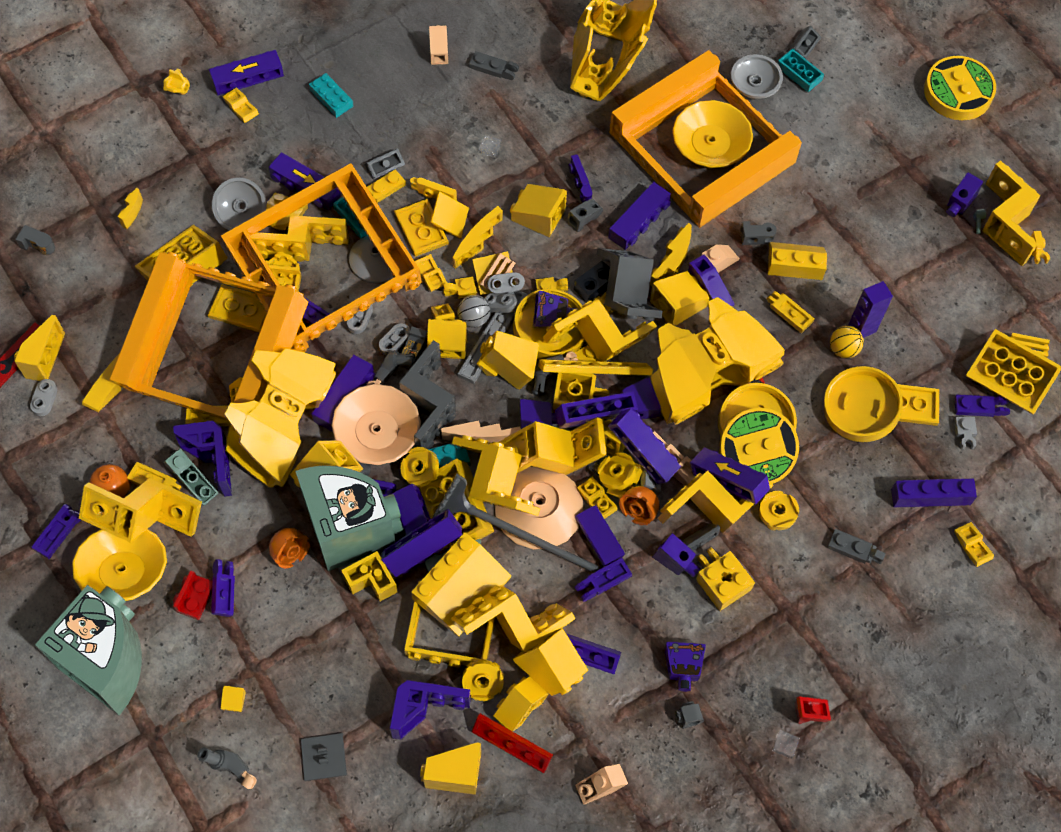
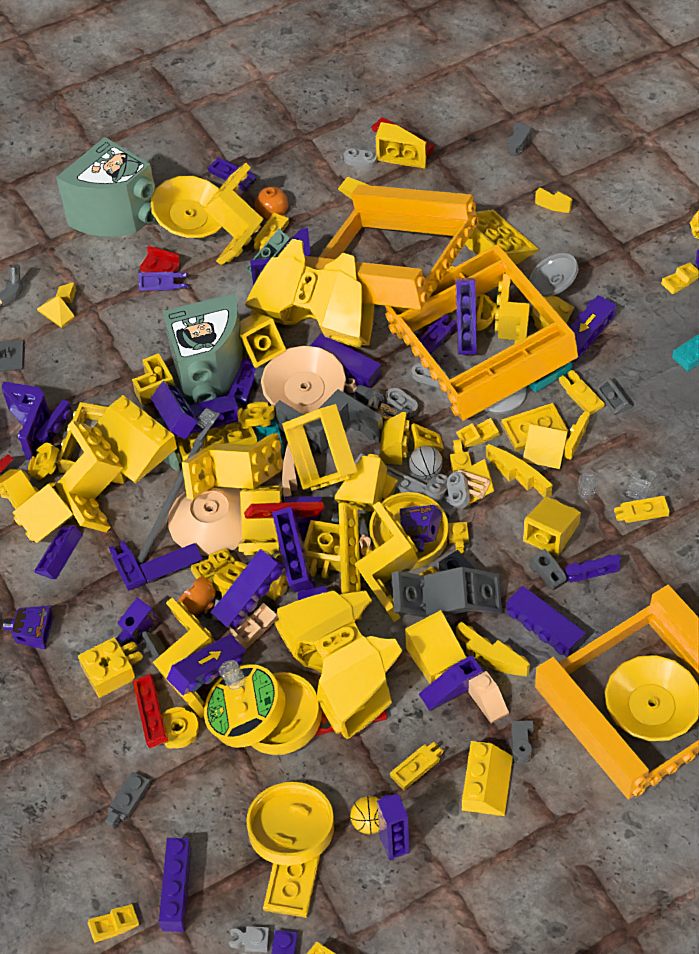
camera: 100 degrees right, 10 degrees down
(259, 706) = (56, 311): none -> yellow slope
(303, 271) = (466, 316): none -> dark purple brick
(415, 673) = (54, 423): none -> dark purple plate
(468, 362) = (302, 453): none -> yellow window
(492, 182) = (587, 486): none -> clear wheel
(515, 141) = (642, 509): none -> yellow hinge
(555, 418) = (265, 510): none -> red tile
(741, 449) = (232, 674): none -> clear wheel
(767, 534) = (150, 711): none -> red tile

